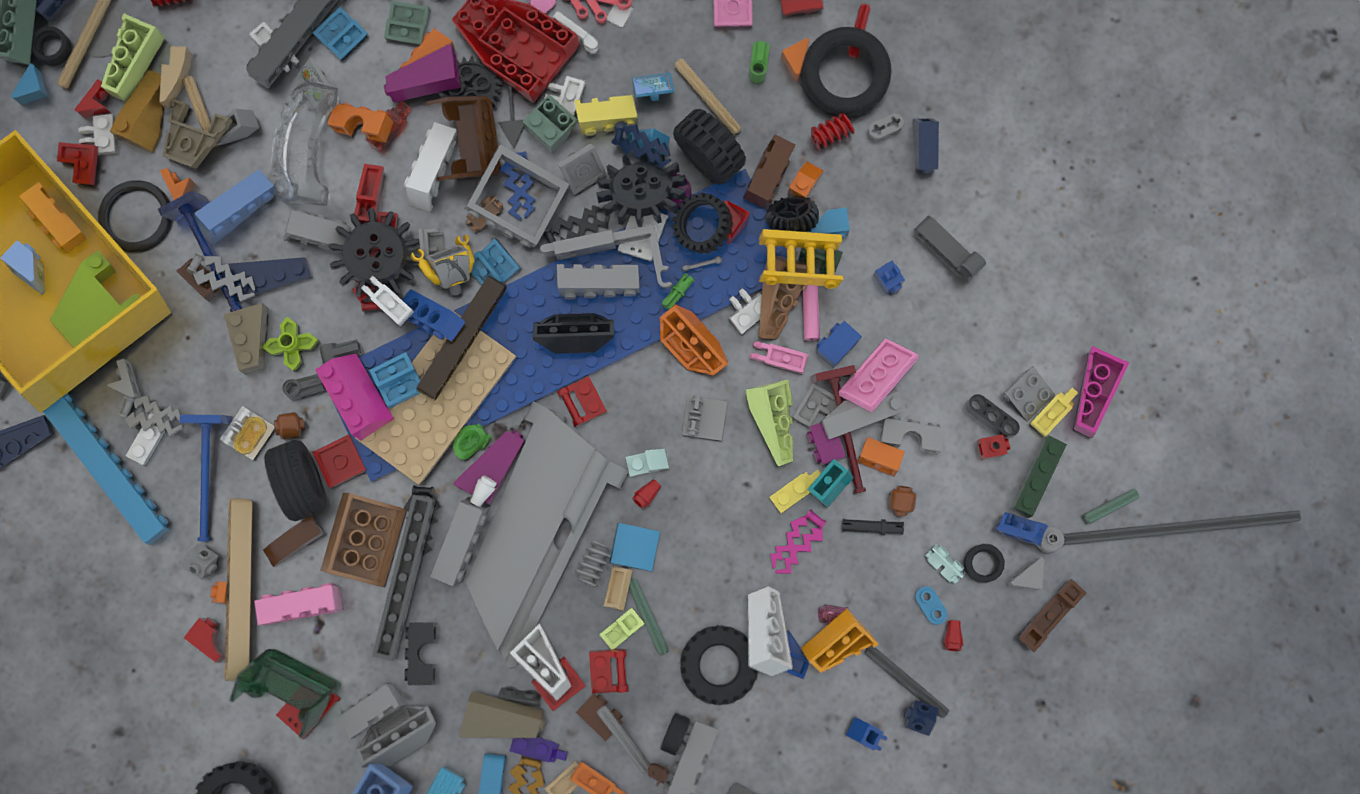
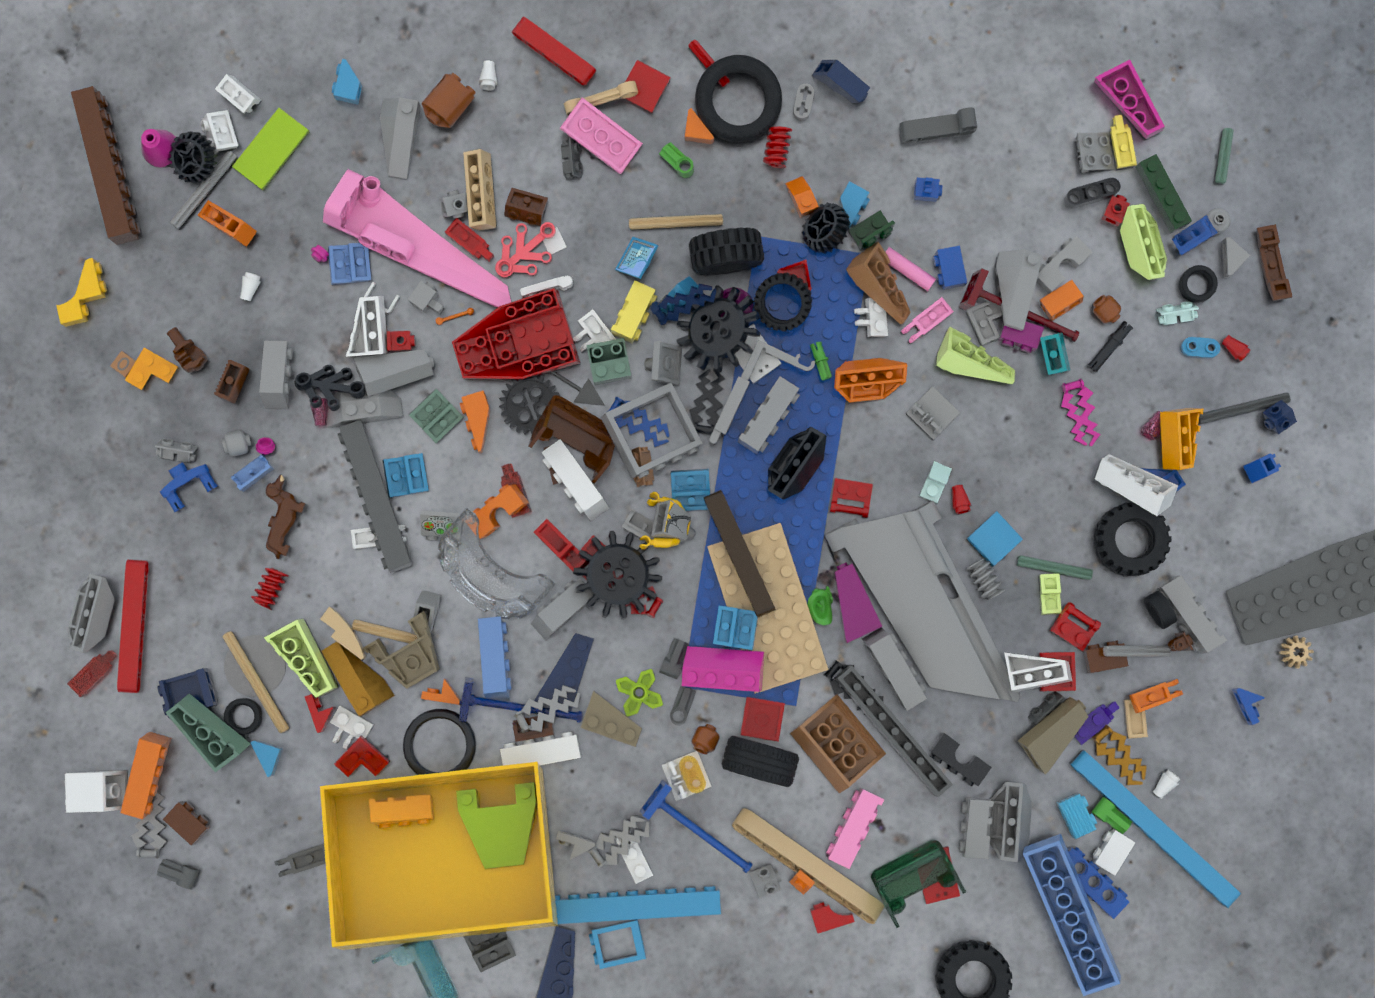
camera: 55 degrees left, 5 degrees up
(26, 265) = (429, 857): light blue slope -> none
(77, 491) = (598, 956): none -> dark azure window
(183, 300) = (544, 751): none -> white brick
(293, 541) = (800, 799): reddish brown slope -> none
(389, 302) = (669, 590): white hinge -> none
(424, 76) = (498, 432): magenta slope -> none
(432, 316) = (702, 565): blue brick -> none
(483, 489) = (870, 620): white cone -> none
(618, 588) = (1017, 574): tan tile -> none
(718, 260) = (817, 311): light grey hinge -> none
(768, 171) = (776, 219): reddish brown wedge -> none
(793, 491) = (1039, 385): light yellow hinge -> none
(804, 240) = (862, 230): yellow fence -> none
(878, 375) = (1000, 255): bright pink tile -> none
(983, 490) = (1143, 243): none -> yellowish green wedge
(1182, 527) = (1278, 115): dark grey axle -> none

